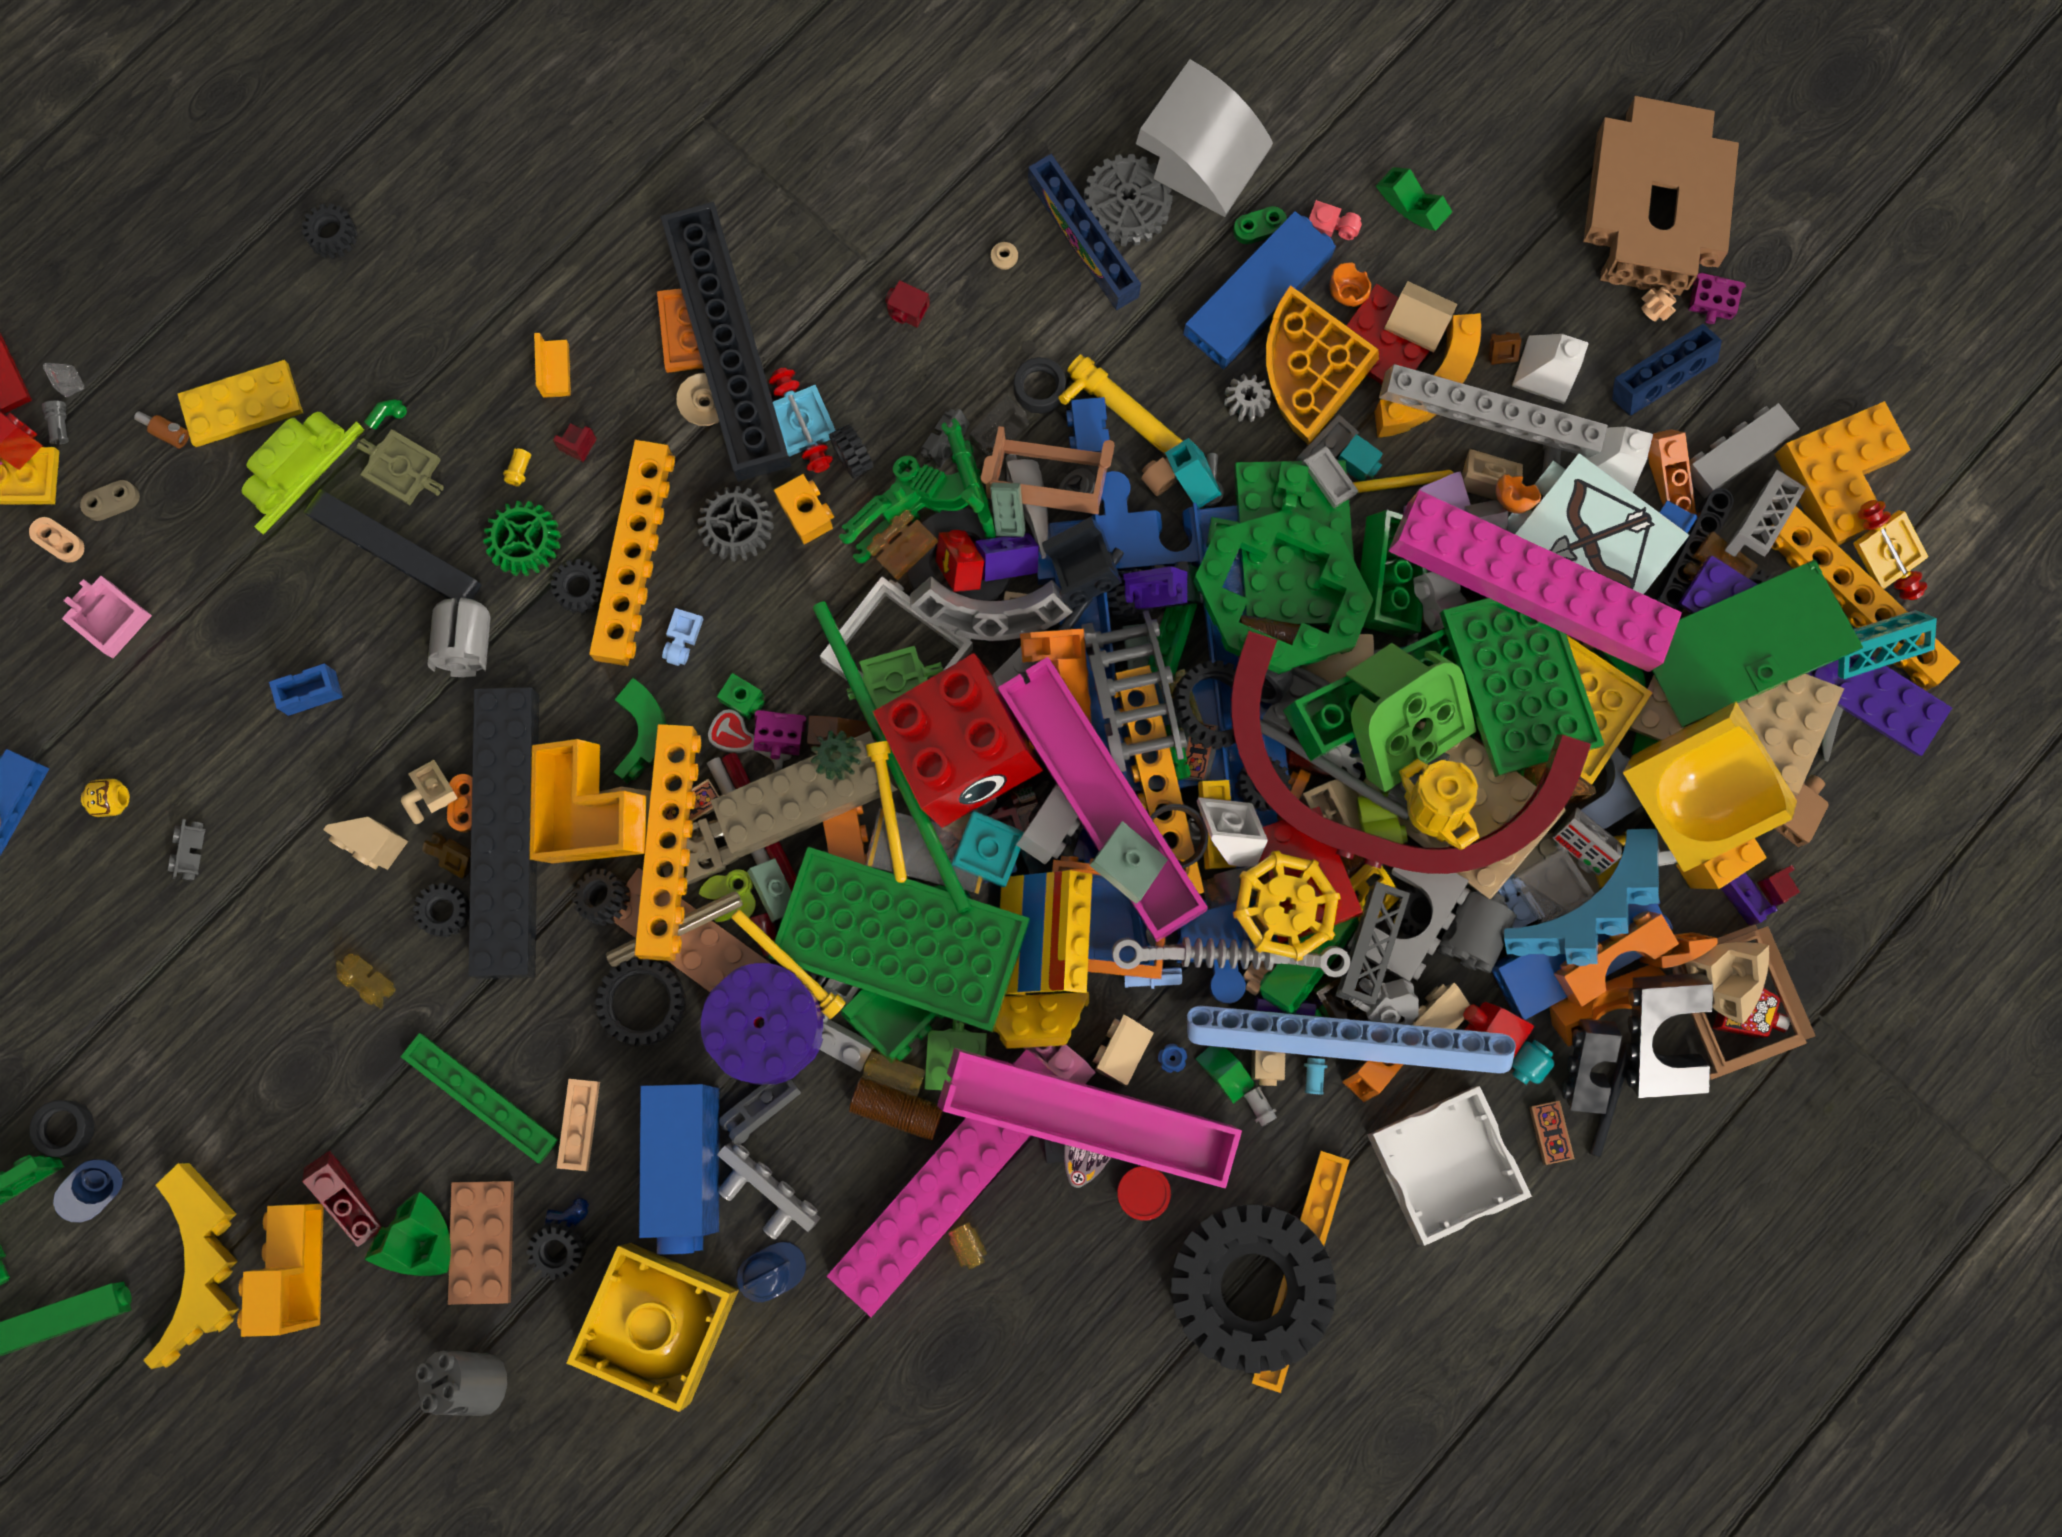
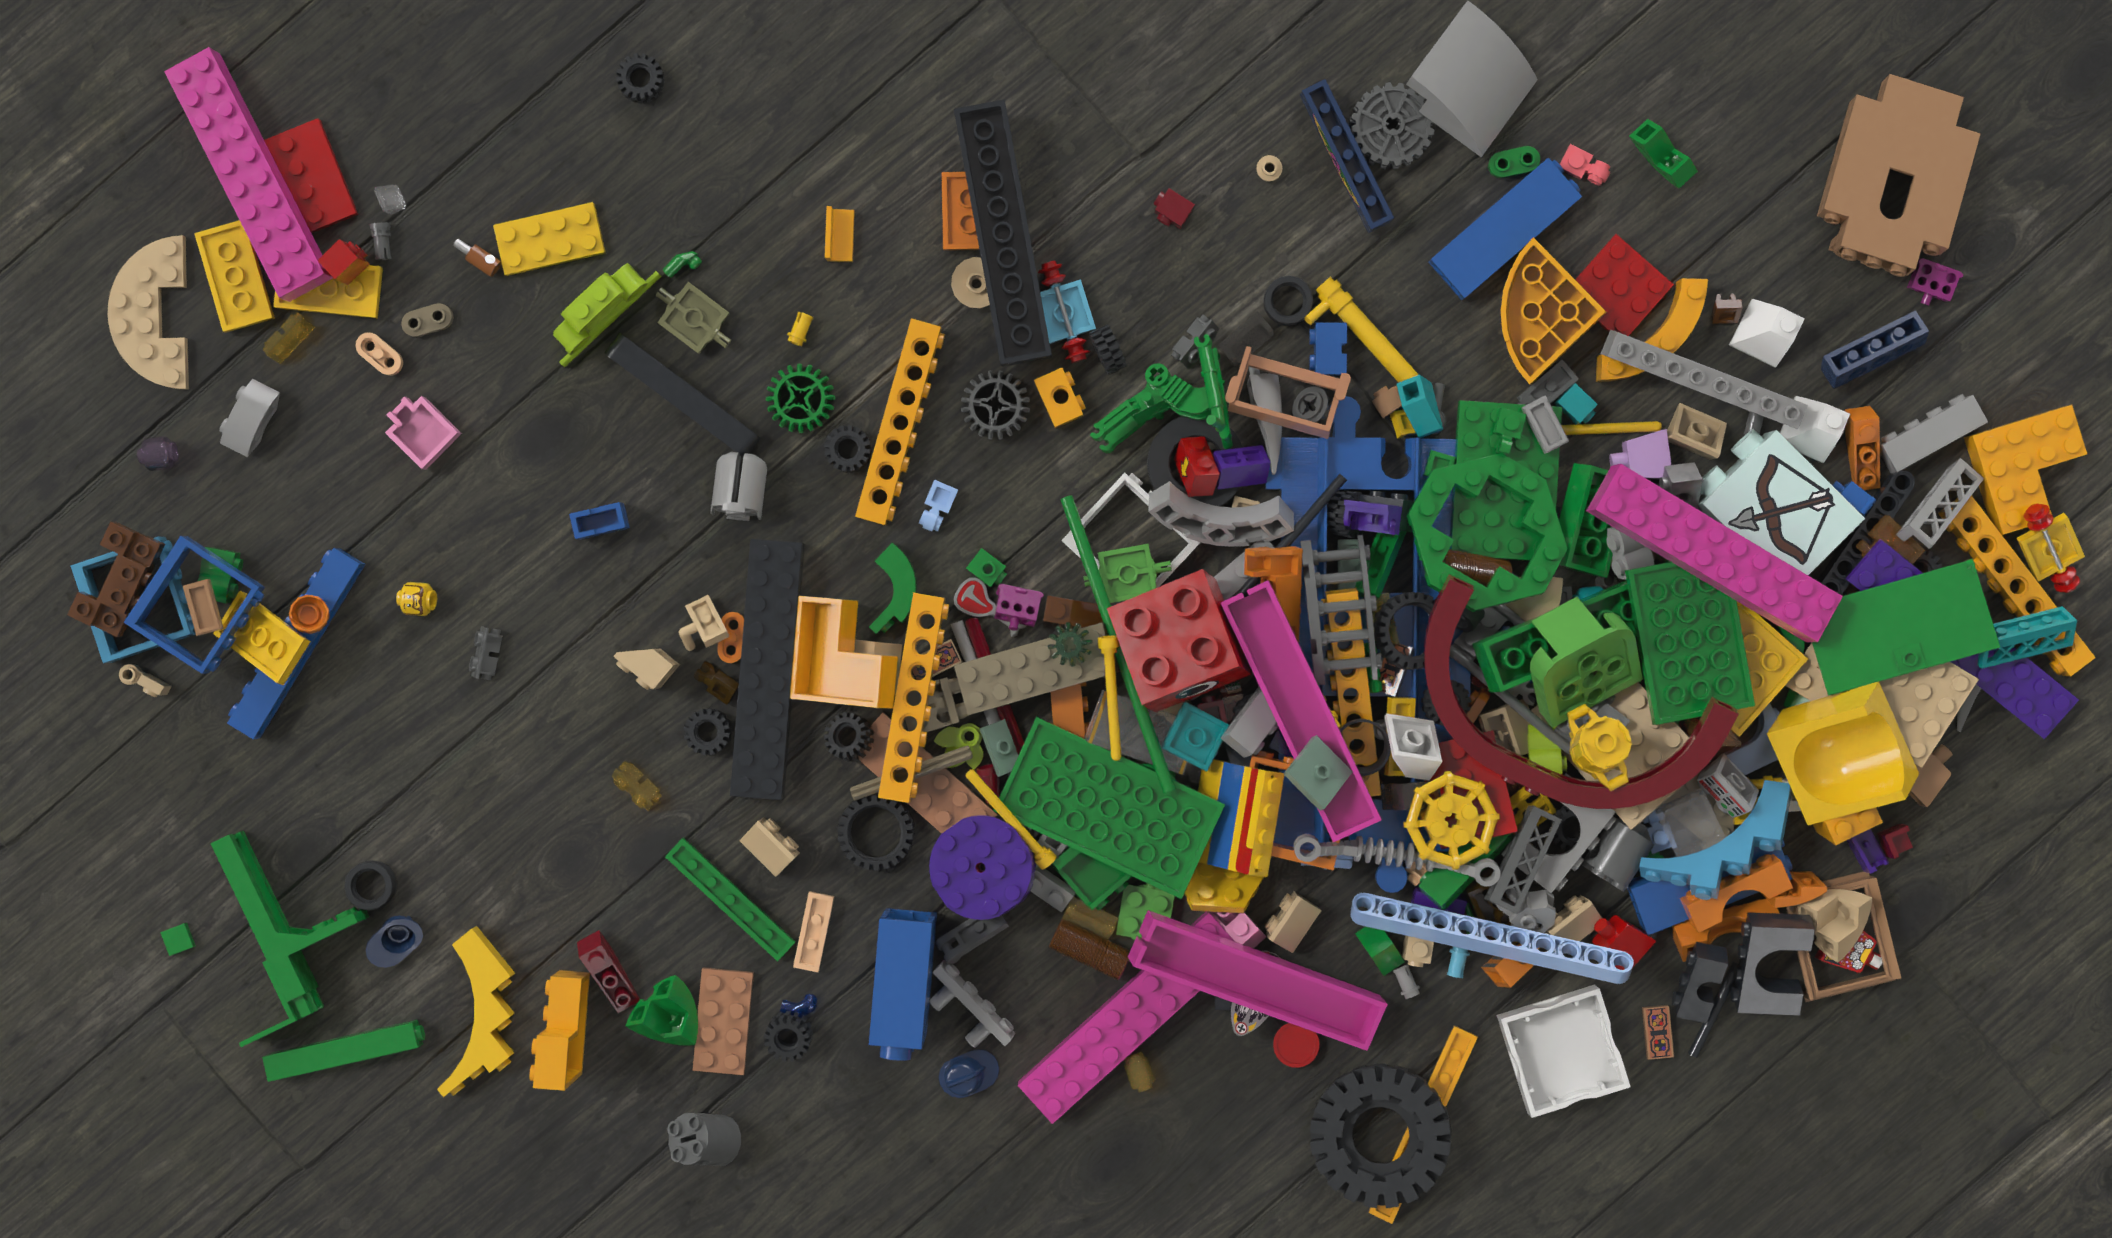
camera: 10 degrees right, 10 degrees up
(520, 1031) = (770, 846): none -> tan slope
(576, 442) = (855, 309): dark red panel -> none
(653, 1326) = (868, 1110): yellow piece -> none
(906, 548) = (1151, 450): clear orange plate -> none
(1008, 509) = (1246, 427): sand green plate -> none
(1082, 562) = (1309, 486): black panel -> none
(1177, 497) = (1402, 424): none -> yellow plate
(1180, 1057) = (1328, 929): blue plate -> none
(1258, 400) = (1488, 332): light grey gear -> none
(1349, 285) = (1590, 234): orange hair -> none
(1420, 316) = (1652, 273): tan slope -> none
(1516, 496) = (1713, 464): orange hair -> none
(1532, 1062) = (1650, 971): teal head -> none
(1658, 304) = (1878, 283): light nougat gear -> none

